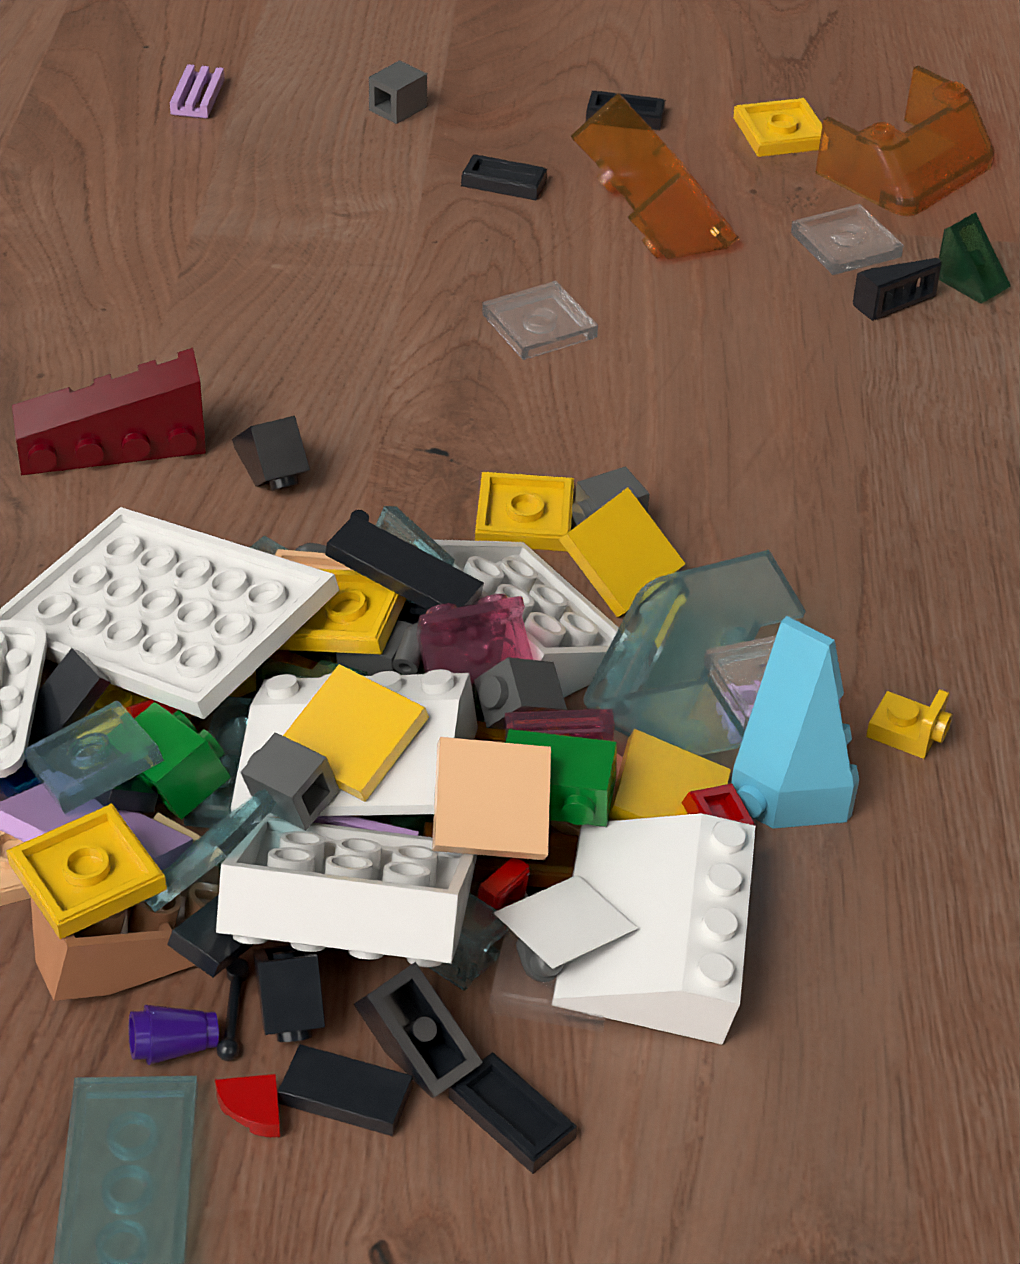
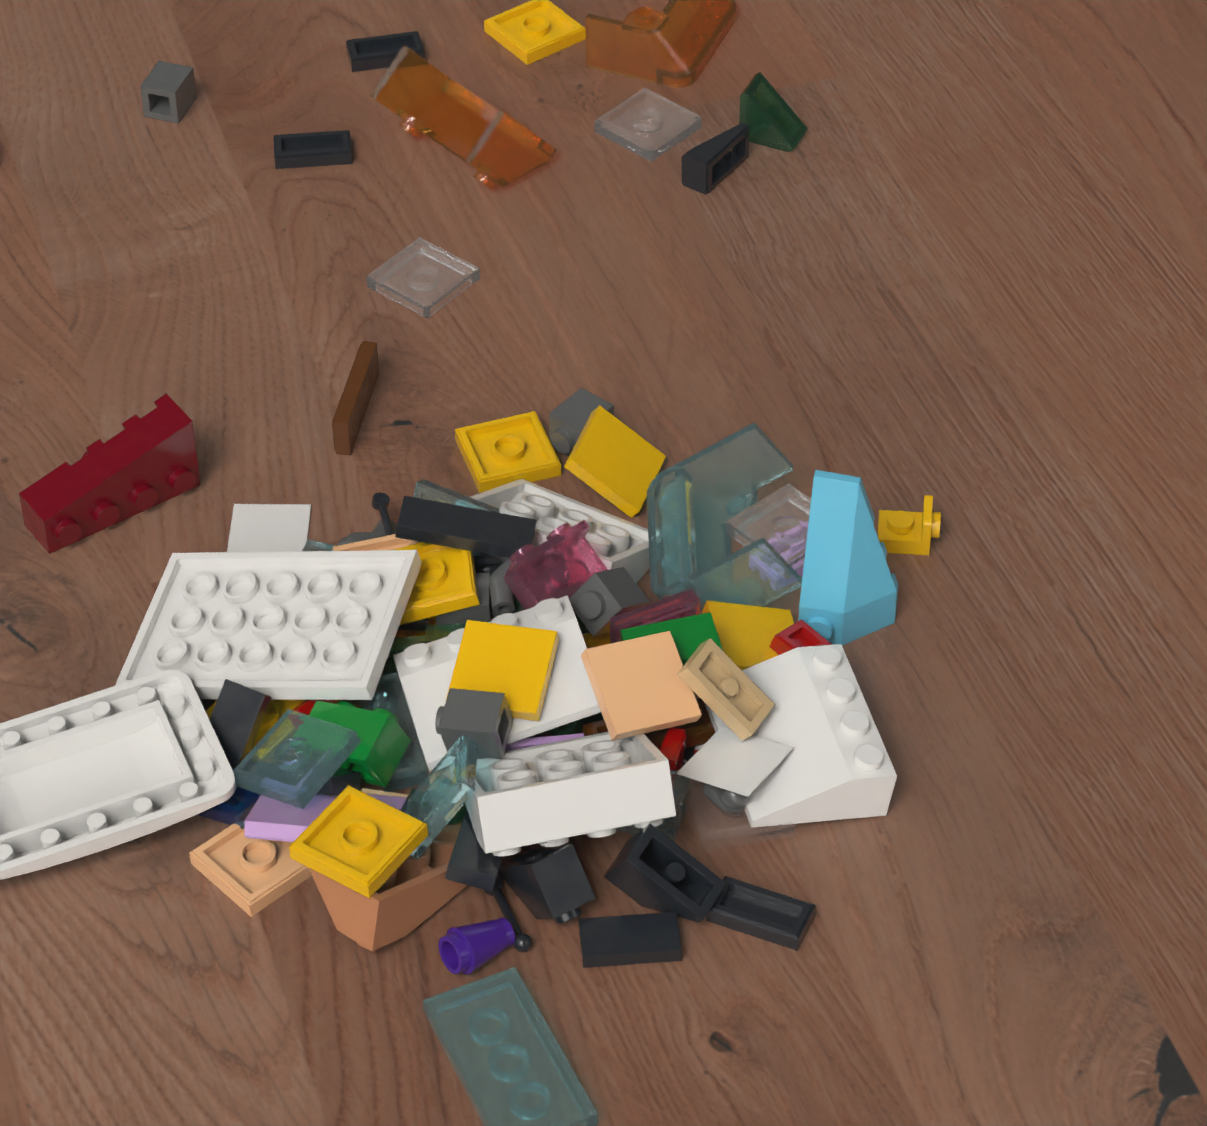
camera: 20 degrees left, 0 degrees up
(243, 515) = (269, 527): none -> white sticker
(251, 1102) = (565, 971): red tile -> none
(273, 453) = (269, 466): black slope -> none
(399, 413) = (355, 398): none -> reddish brown tile
(586, 835) = (726, 689): none -> tan plate

